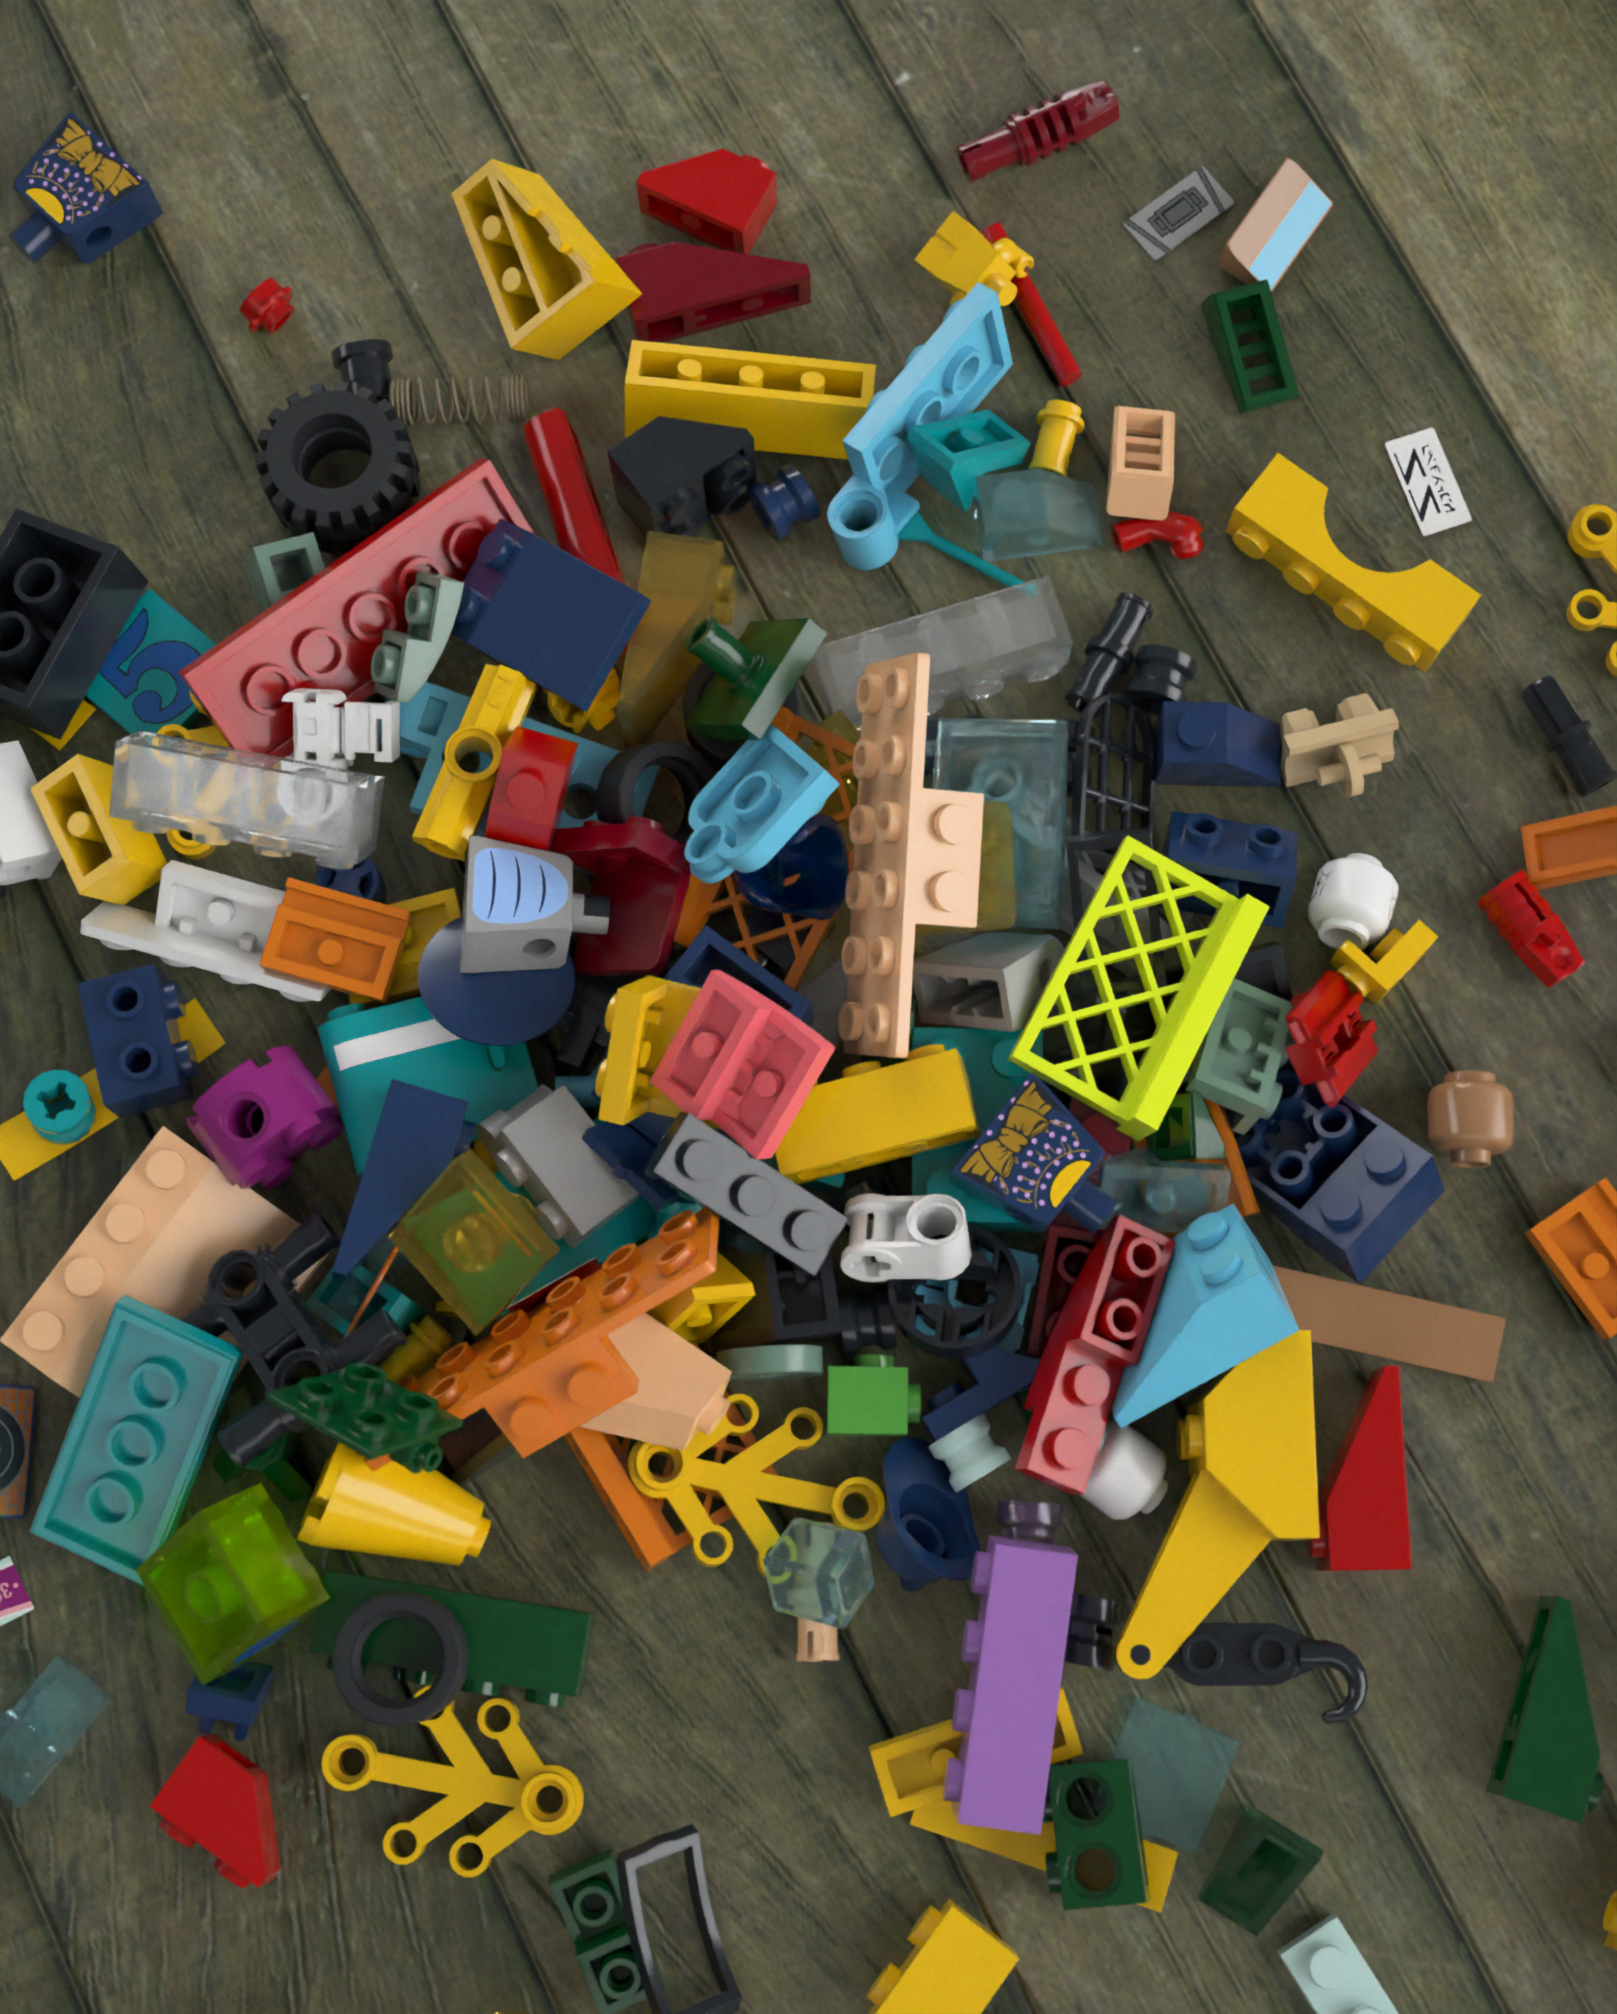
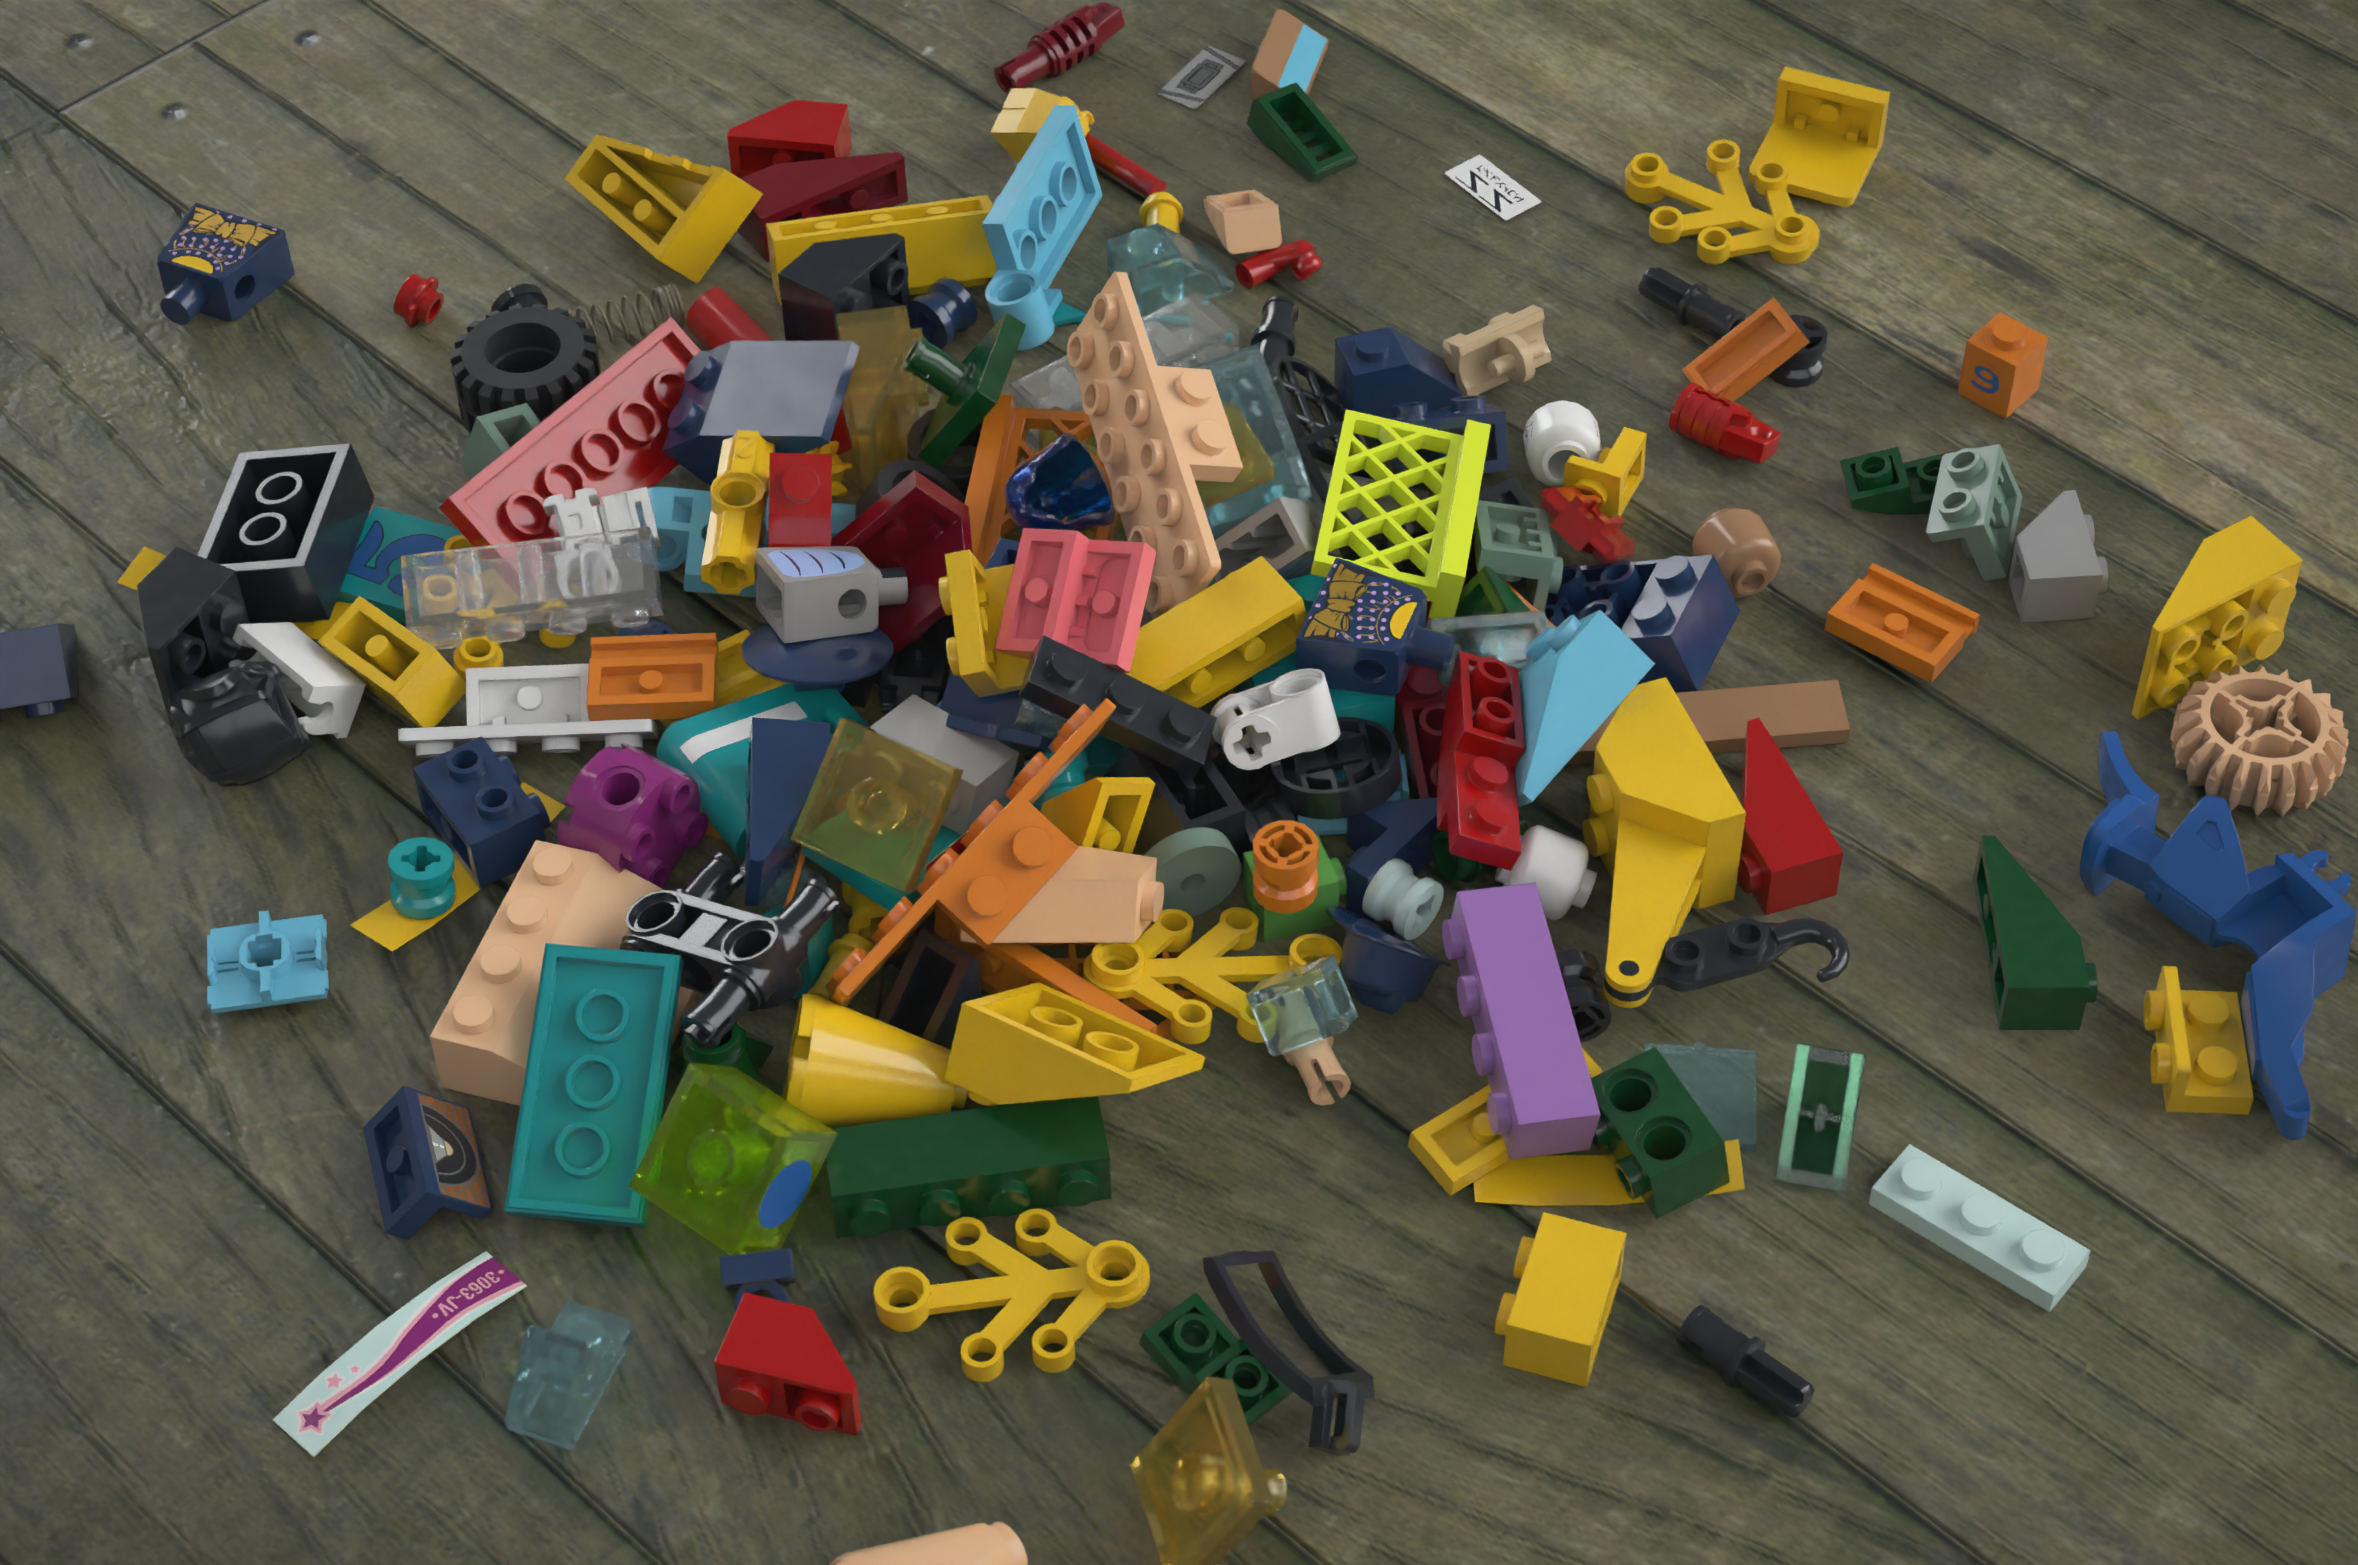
camera: 20 degrees left, 30 degrees down
(349, 1649) = (918, 1113): black tyre -> none
(371, 1415) = (835, 921): dark green hinge -> none
(409, 657) = (656, 435): sand green slope -> none
(574, 1579) = (1055, 1047): none -> yellow slope
(754, 806) = (1013, 441): medium azure plate -> none
(849, 1433) = (1285, 866): none -> orange wheel
(961, 449) = (1078, 249): teal slope -> none
(1160, 676) = (1317, 340): black wheel -> none
(1405, 610) = (1510, 256): yellow arch -> none

